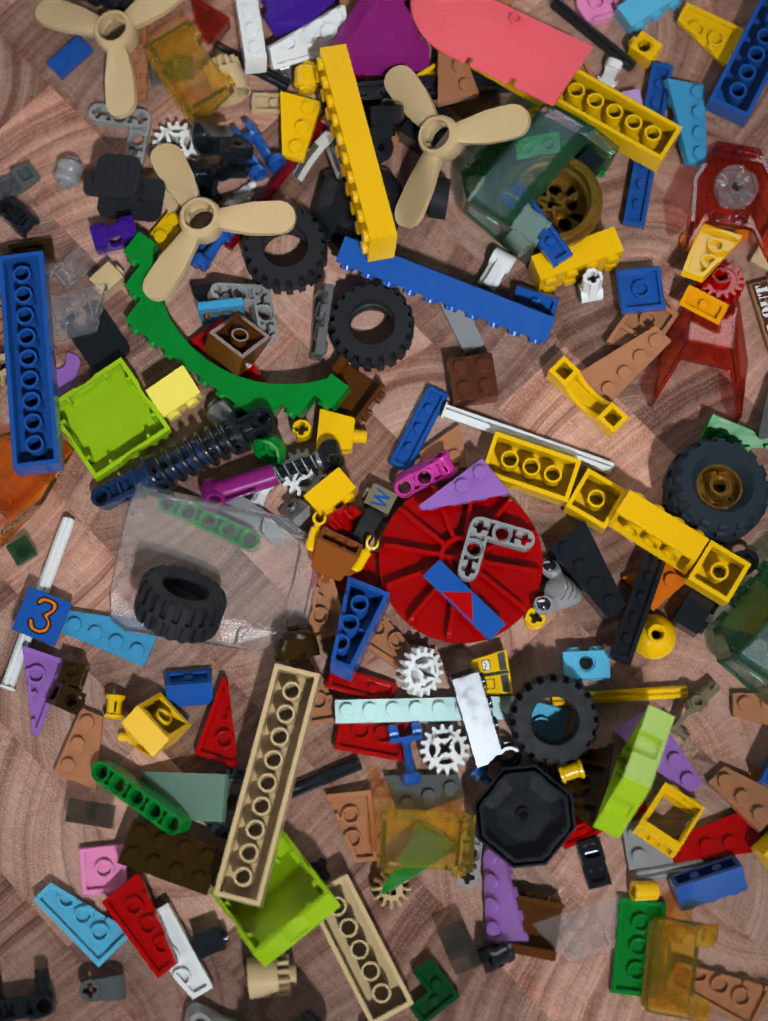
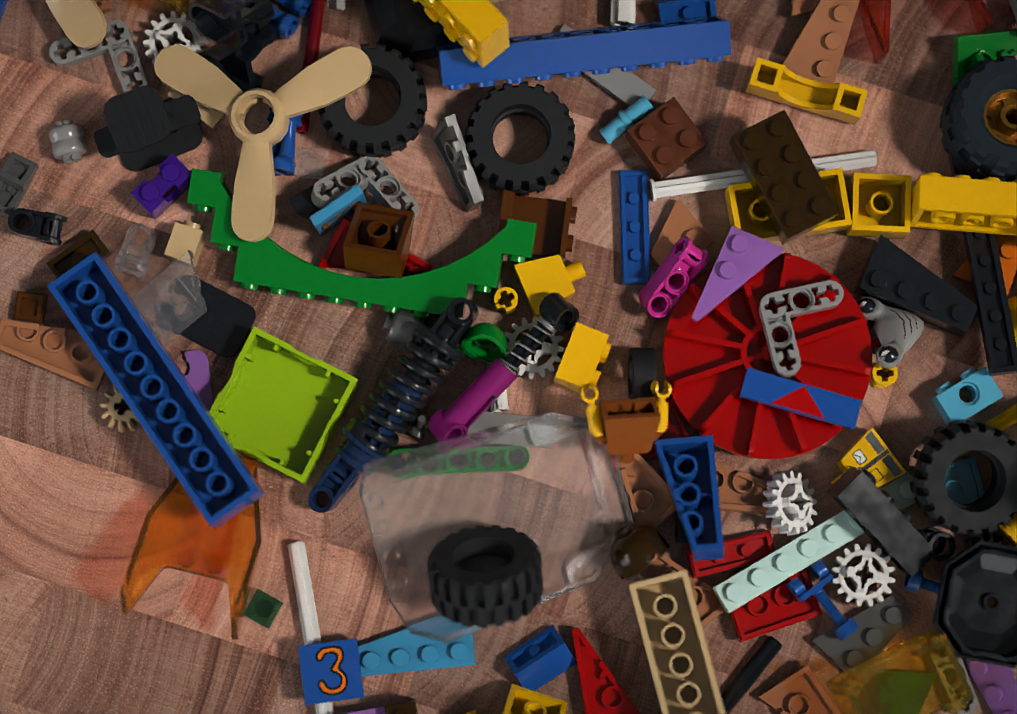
camera: 30 degrees left, 5 degrees up
(166, 230) = (220, 149): yellow plate -> none
(174, 394) = (339, 336): light yellow slope -> none
(194, 486) = (418, 428): none -> dark grey hand
(221, 270) = (309, 162): none -> clear plate
(242, 195) = (283, 64): white piece -> none
(299, 513) = (556, 398): flat silver brick -> none
(343, 519) = (612, 379): red gear -> none
(380, 499) = (636, 332): dark tan brick -> none
(452, 351) = (626, 119): none -> medium azure pin
(535, 443) = (783, 177): none -> dark brown brick

